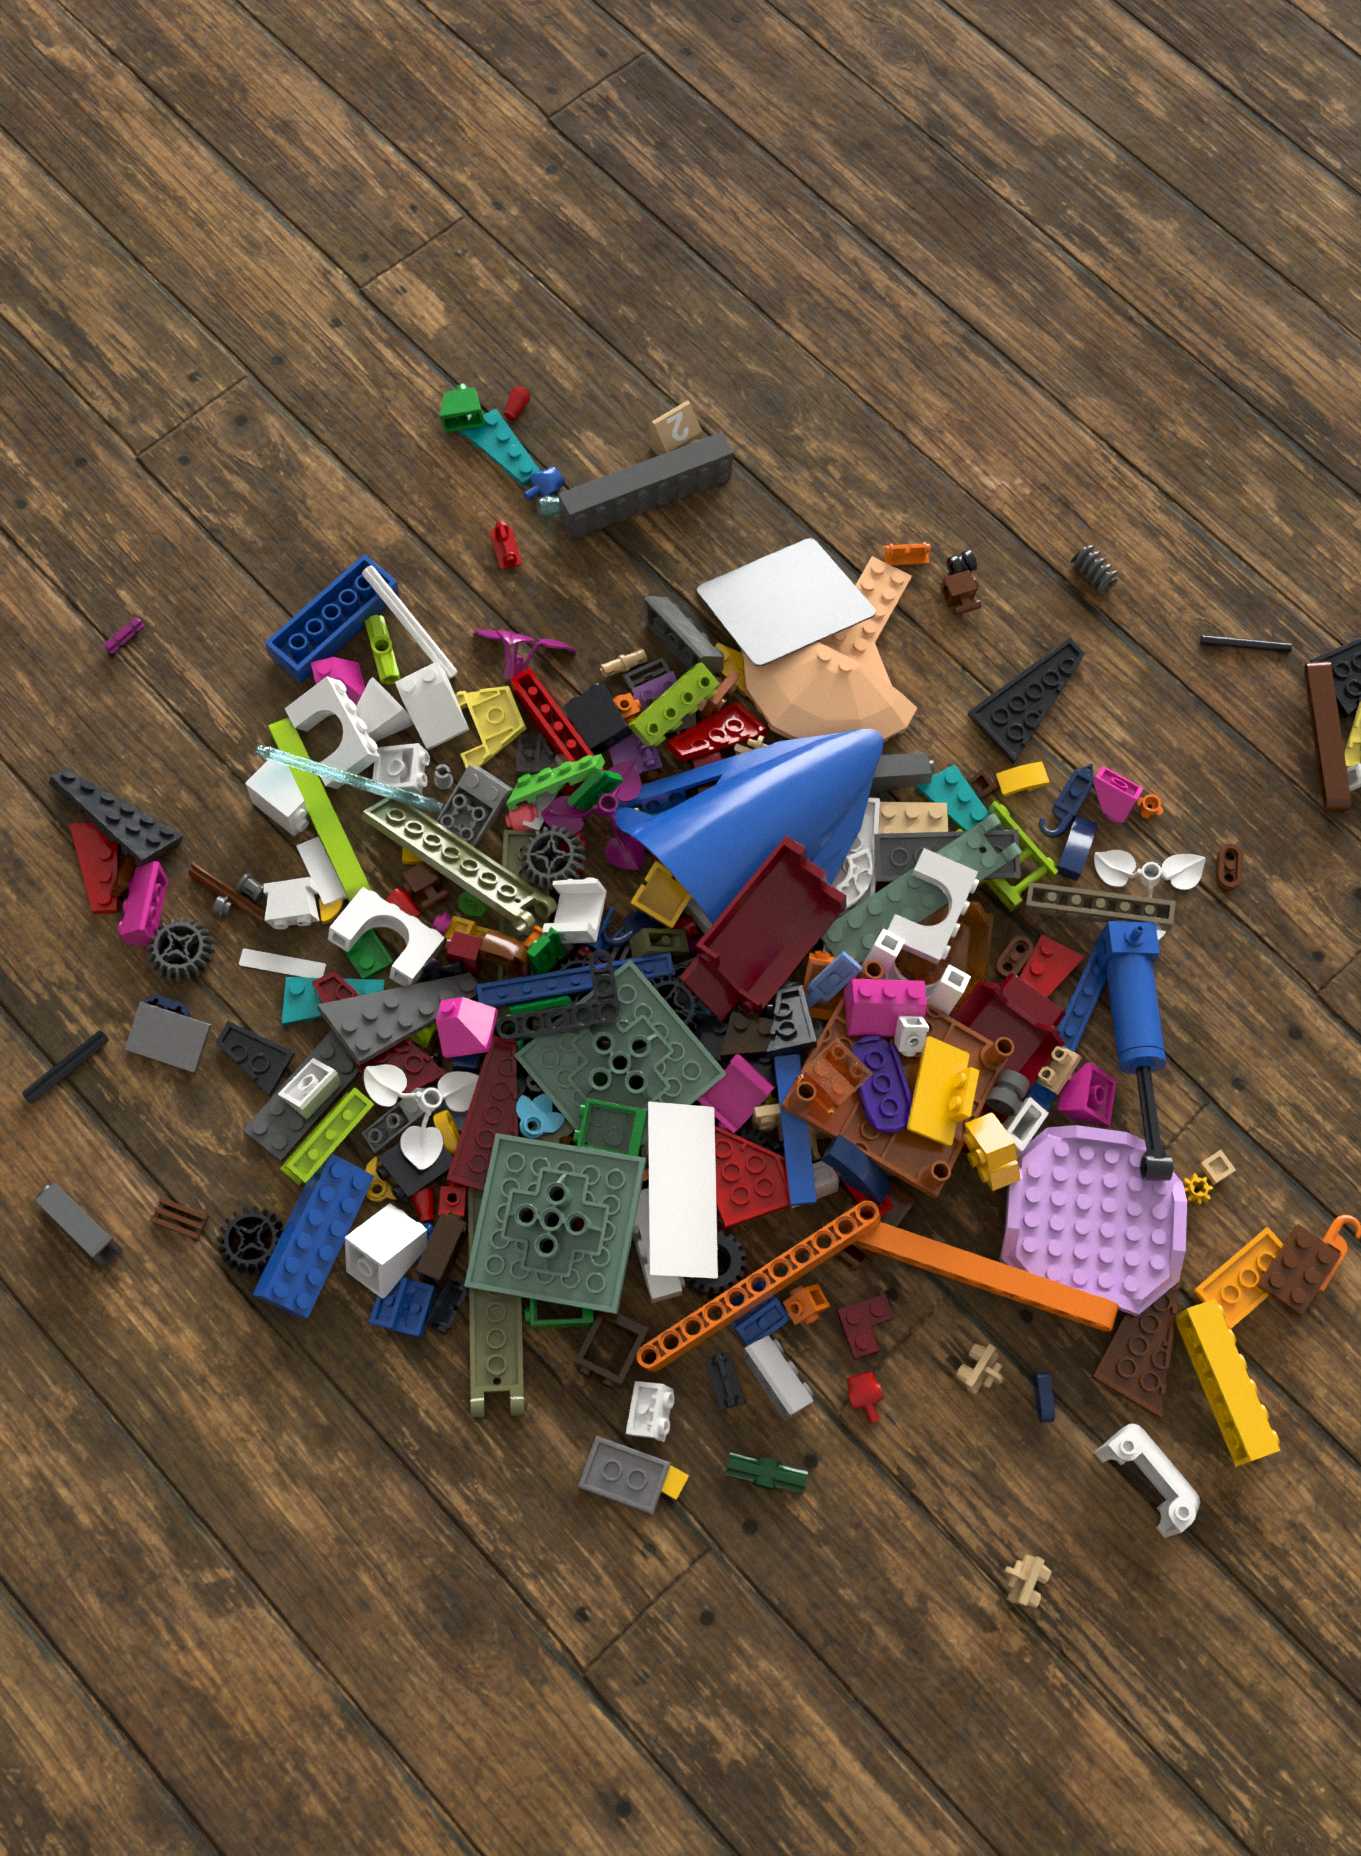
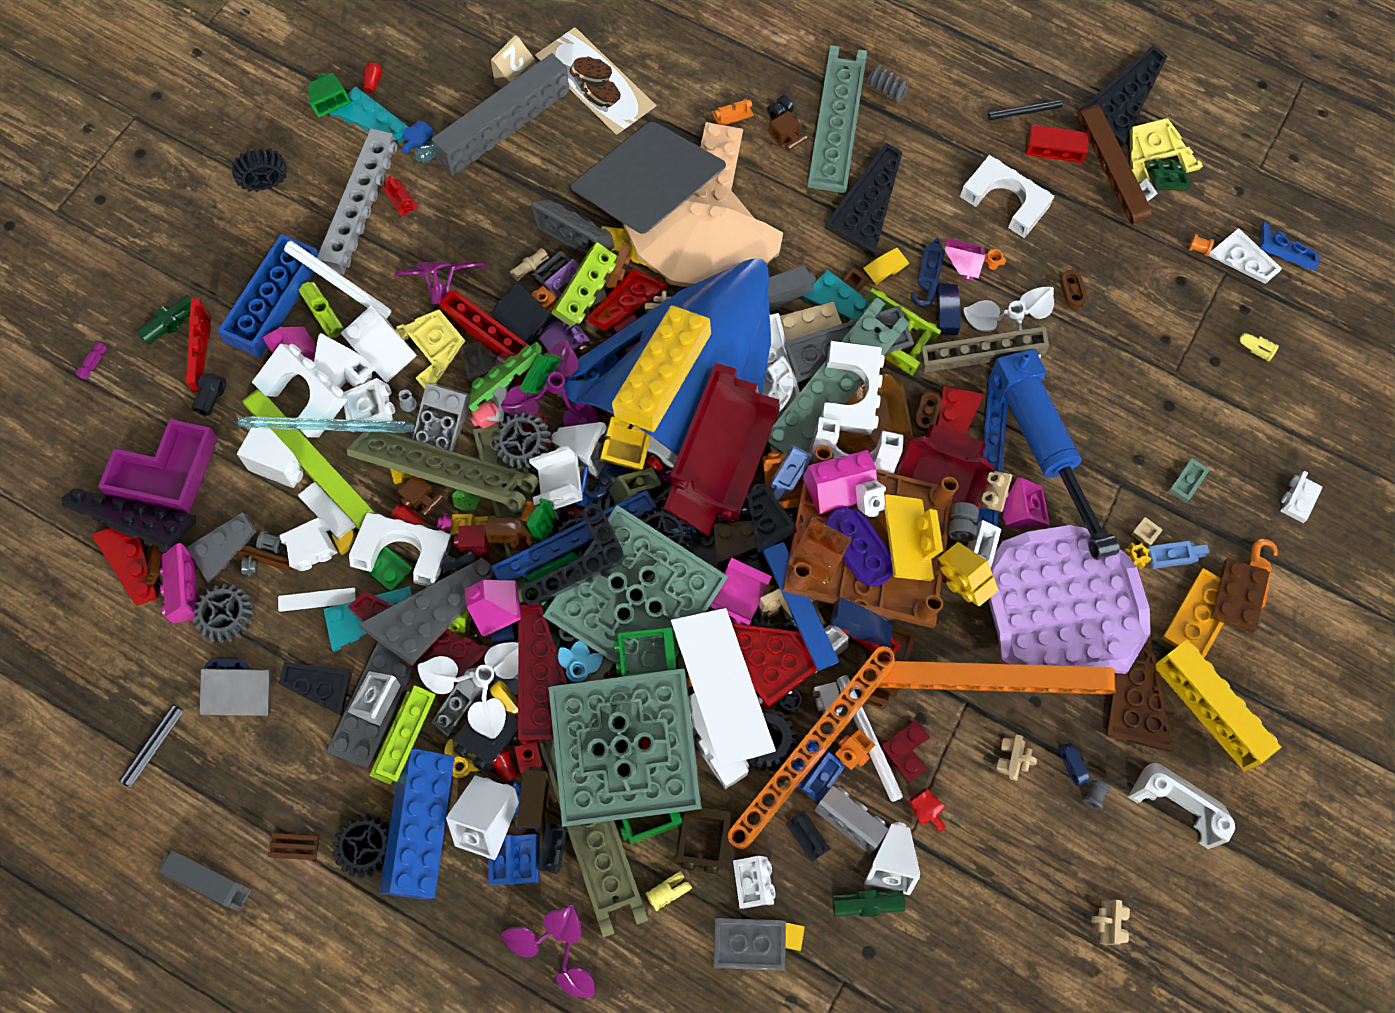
camera: 15 degrees left, 0 degrees up
(166, 786) = (169, 477): none -> magenta piece
(198, 876) = (219, 546): none -> dark grey wing
(216, 613) = (166, 320): none -> dark green piece
(237, 703) = (209, 389): none -> black piece
(240, 650) = (198, 342): none -> red wing
(362, 475) = (259, 169): none -> black gear
(402, 735) = (361, 375): none -> white brick
(433, 1393) = (565, 927): none -> magenta plant
(498, 479) = (374, 154): none -> light grey brick
(550, 1392) = (664, 894): none -> light yellow hinge
(620, 879) = (586, 442): none -> white slope
(725, 824) = (661, 368): none -> yellow brick
(754, 1227) = (793, 699): none -> black wheel
(766, 475) = (598, 81): none -> sticker
(794, 1234) = (826, 696): none -> white brick
(808, 1438) = (896, 862): none -> white slope
(829, 1316) = (876, 753): none -> white axle
(1022, 597) = (837, 122): none -> sand green hinge
(1058, 1438) = (1096, 794): none -> dark grey bush
(1183, 709) = (994, 175): none -> white arch
(1242, 1202) = (1175, 554): none -> medium blue hinge
(1269, 693) = (1057, 143): none -> red brick
(1287, 1124) = (1189, 480): none -> sand green plate

